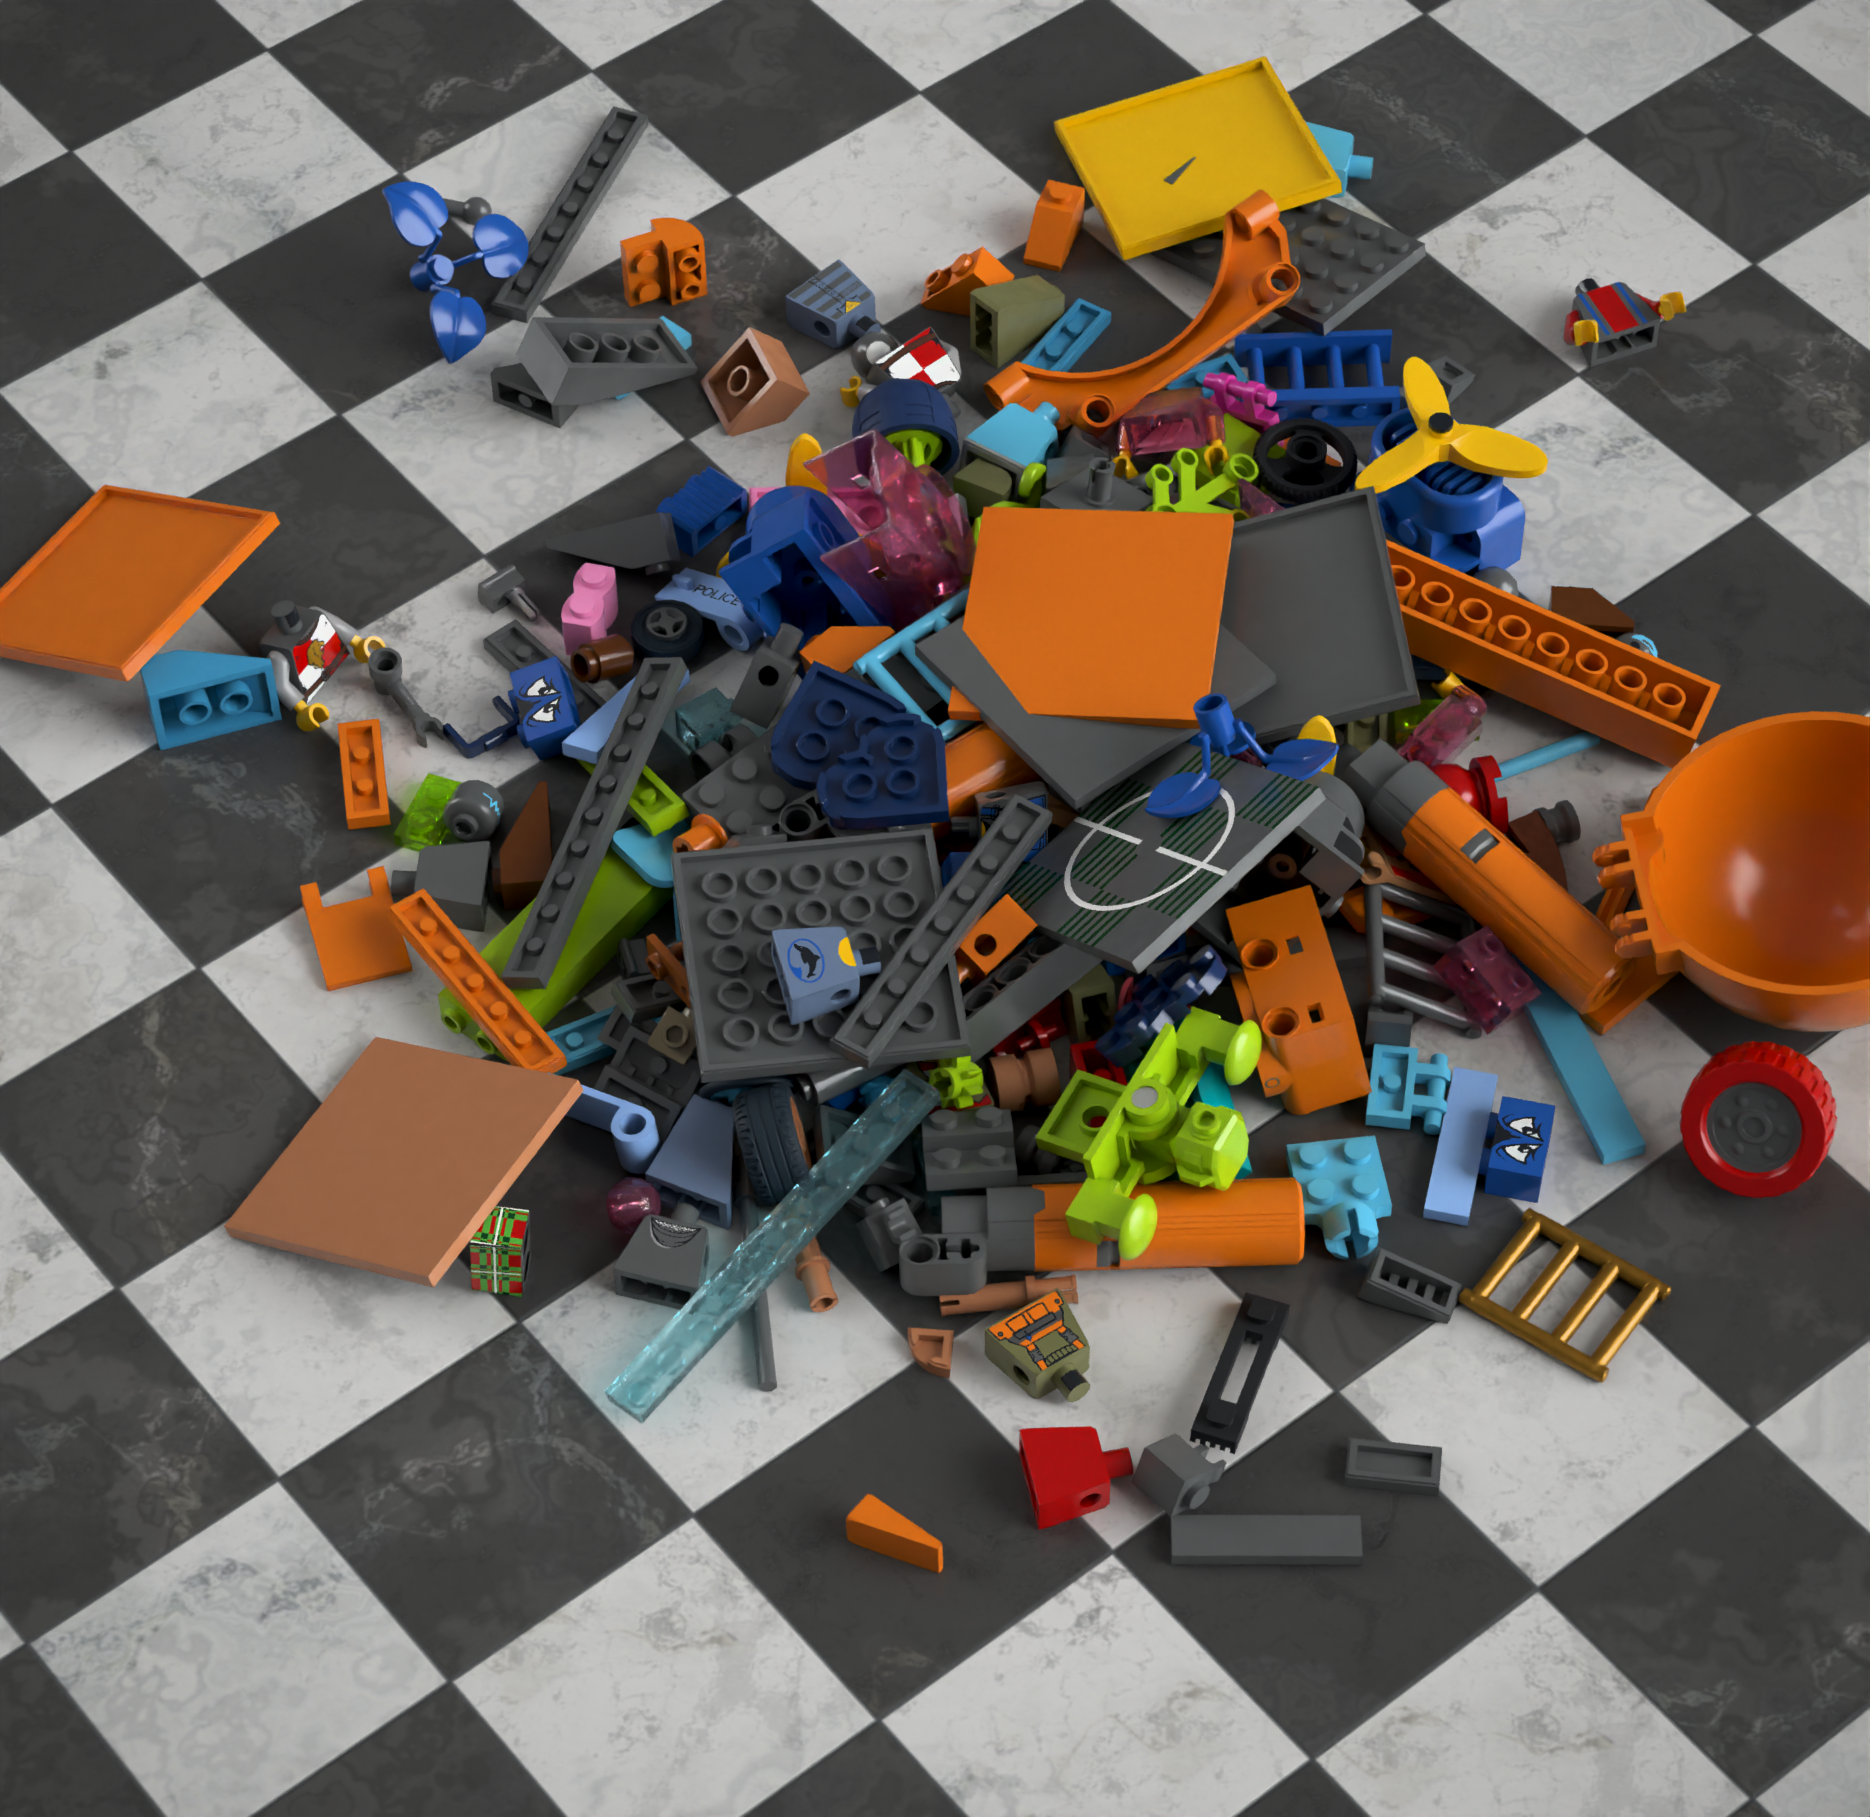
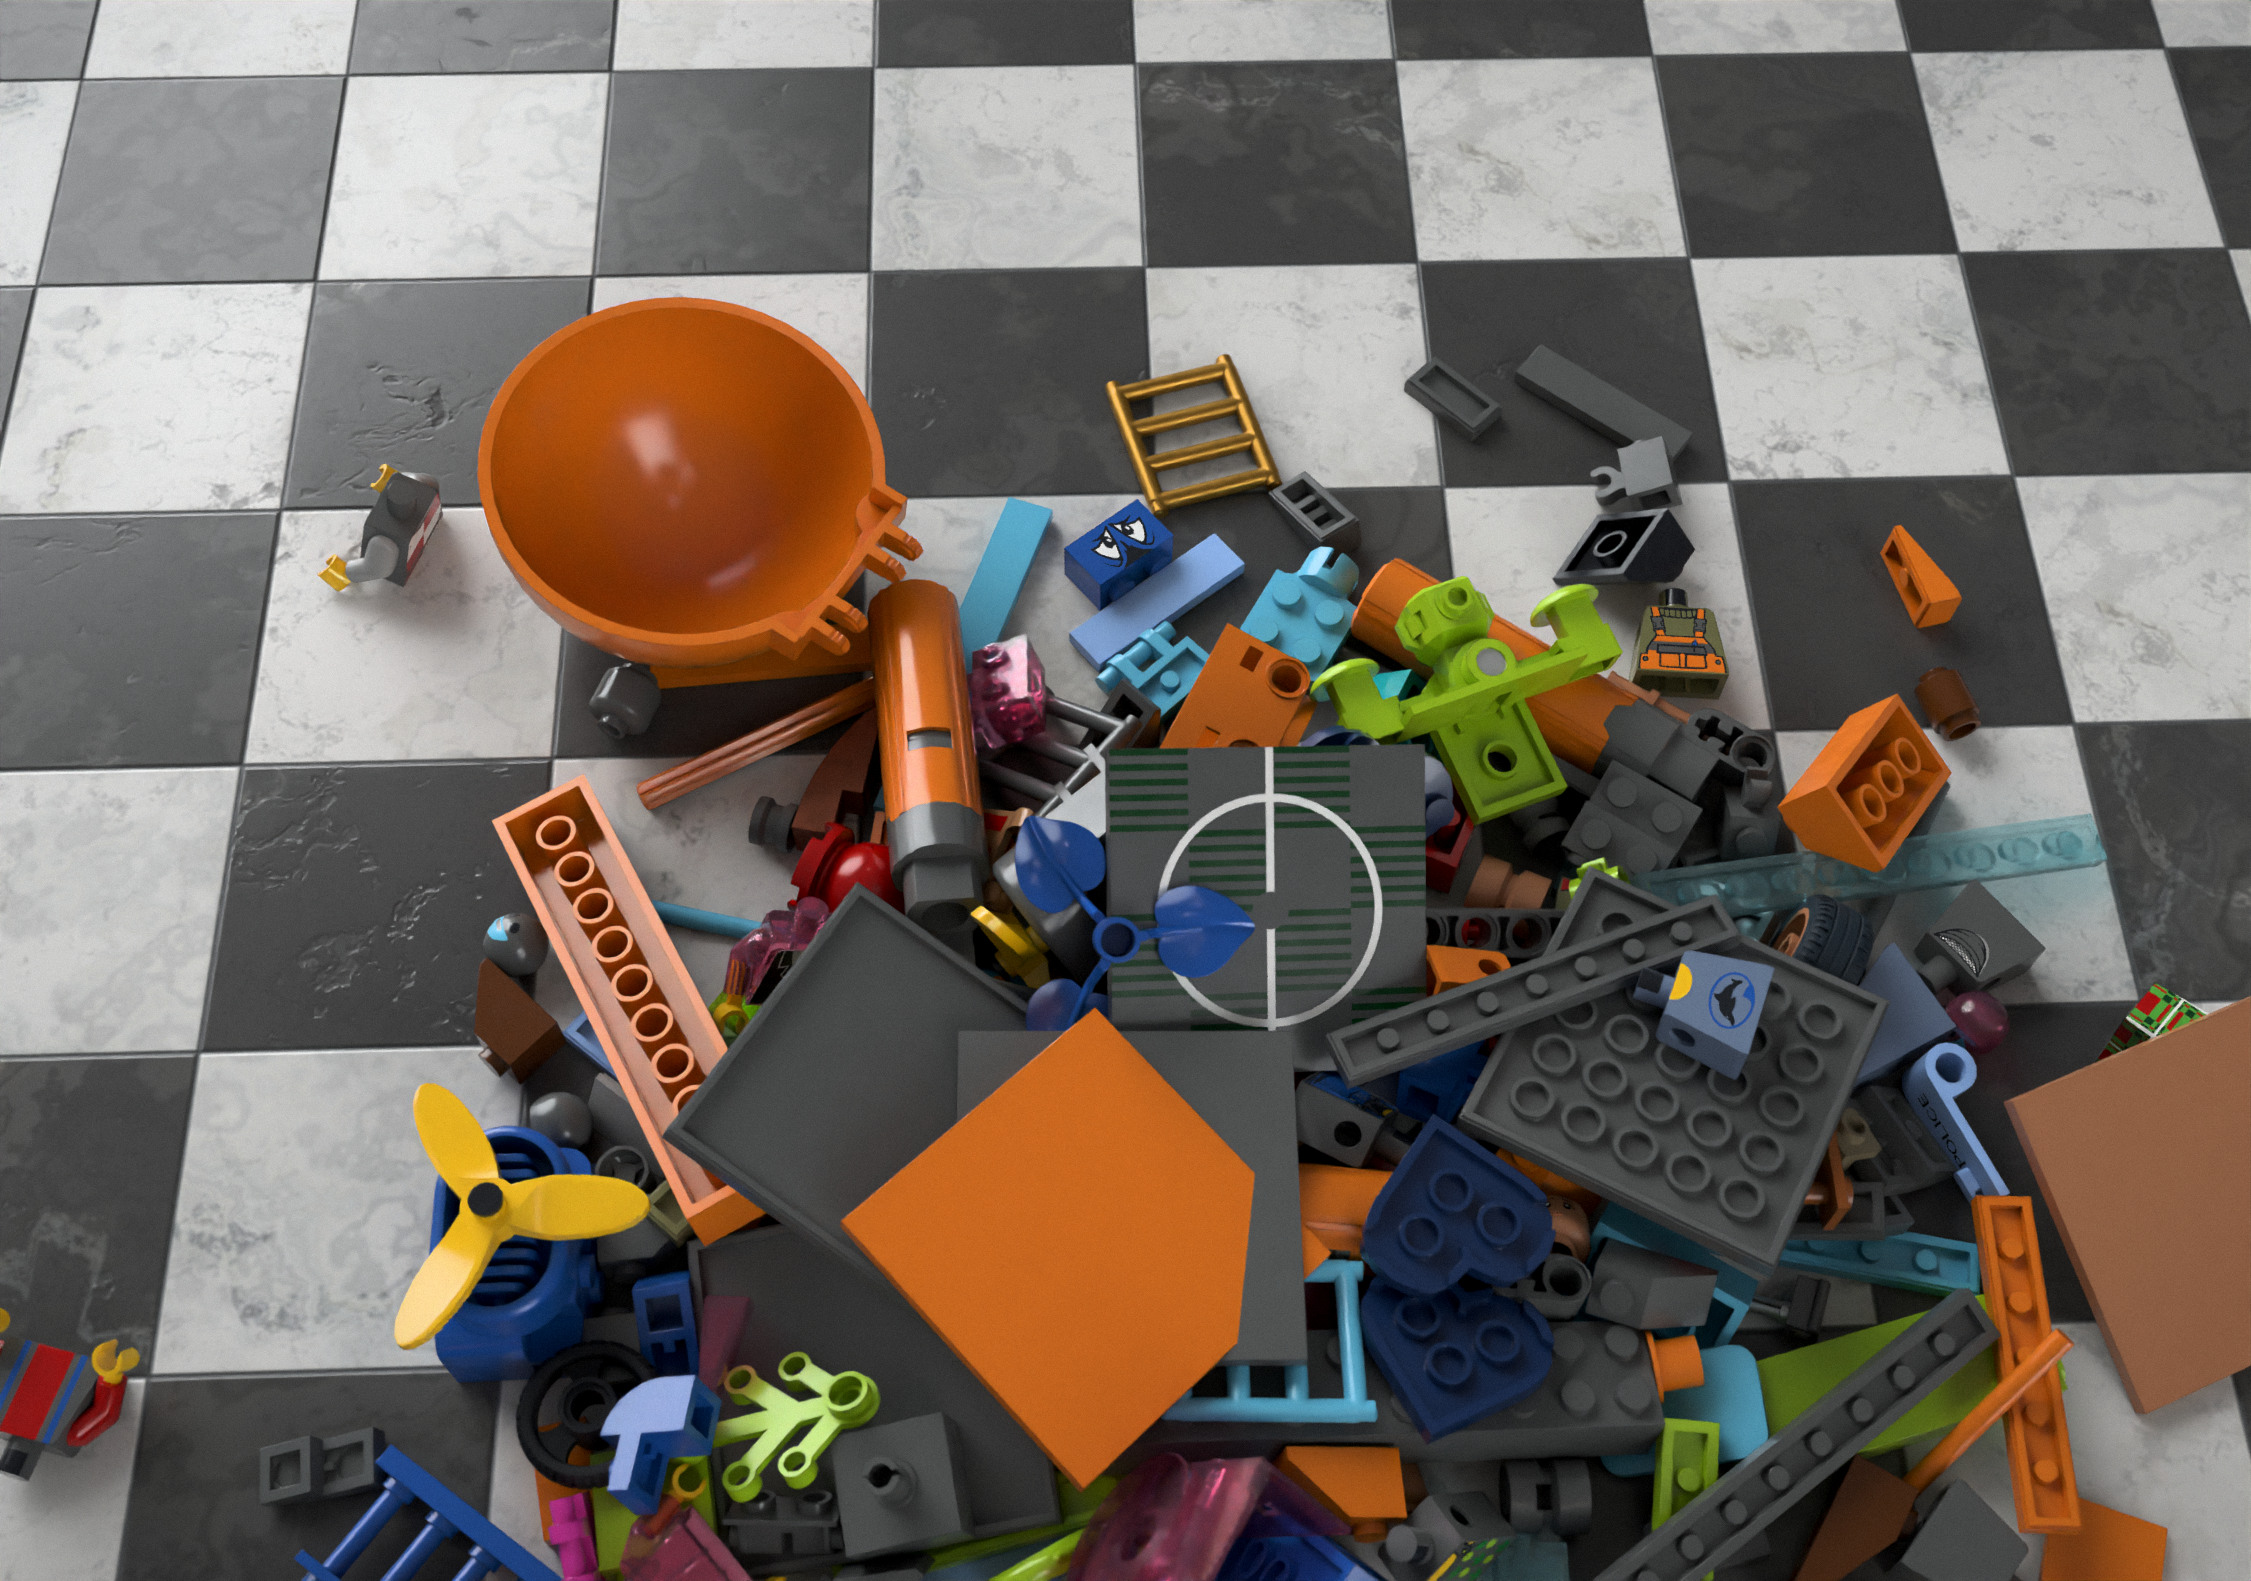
camera: 145 degrees left, 10 degrees up
(483, 936) = (1989, 1410): none -> orange bar
(802, 1442) = (1948, 703): none -> reddish brown brick
(819, 1292) = (1866, 787): none -> orange slope
(932, 1349) = (1768, 720): nougat tile -> none
(1068, 1471) = (1732, 539): red torso -> none
(1138, 1395) = (1628, 550): none -> black slope
(1222, 1420) = (1574, 500): black container -> none
(1247, 439) = (650, 1426): none -> blue brick
(1758, 1119) = (926, 403): red wheel -> none

